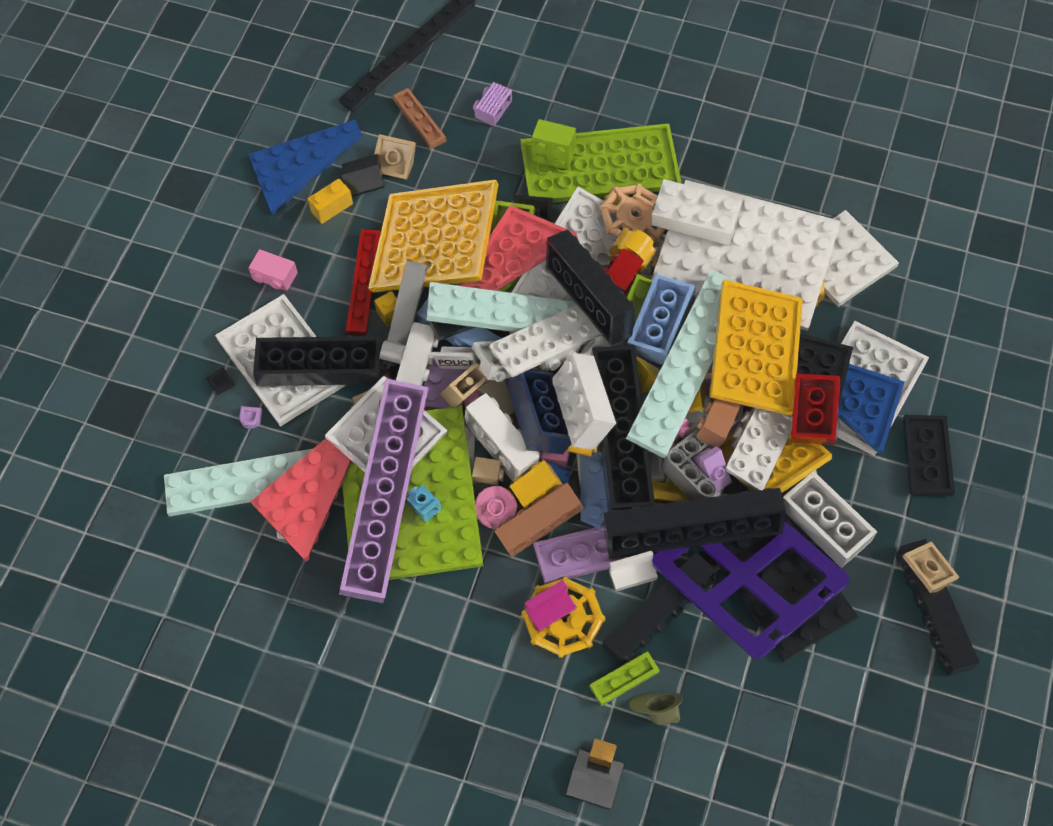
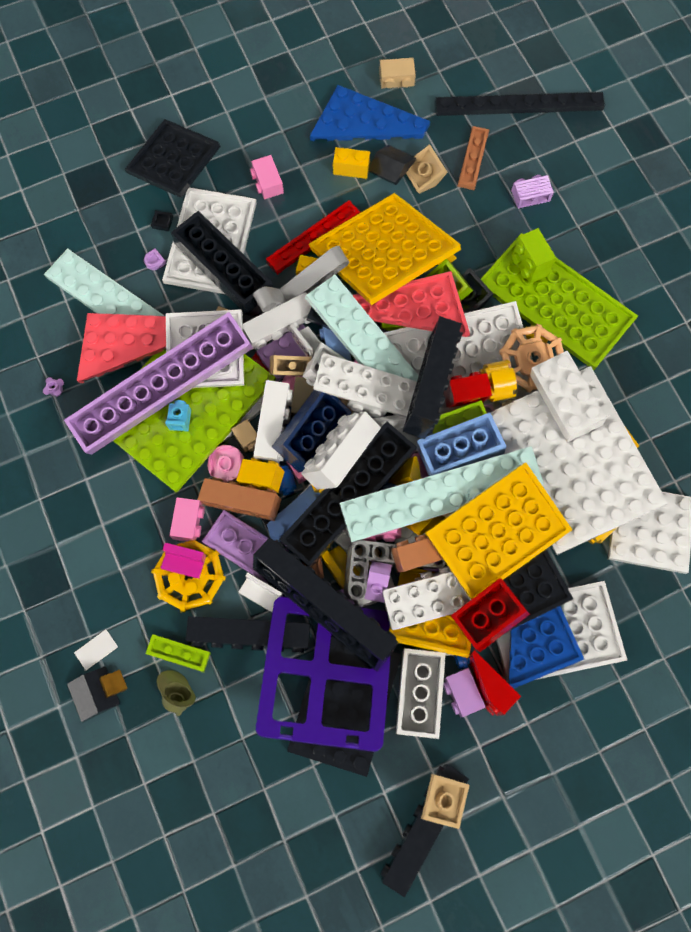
camera: 45 degrees right, 10 degrees up
(175, 324) = (172, 158): none -> black plate
(286, 594) = (53, 391): none -> lavender plate
(287, 105) = (397, 73): none -> tan brick
(514, 577) = (186, 519): none -> bright pink brick
(557, 747) = (96, 649): none -> white sticker
(827, 470) = (462, 662): none -> blue plate
(855, 489) = (464, 693): none -> lavender brick
(866, 462) = (492, 687): none -> red slope
(928, 455) = (544, 725): black plate -> none

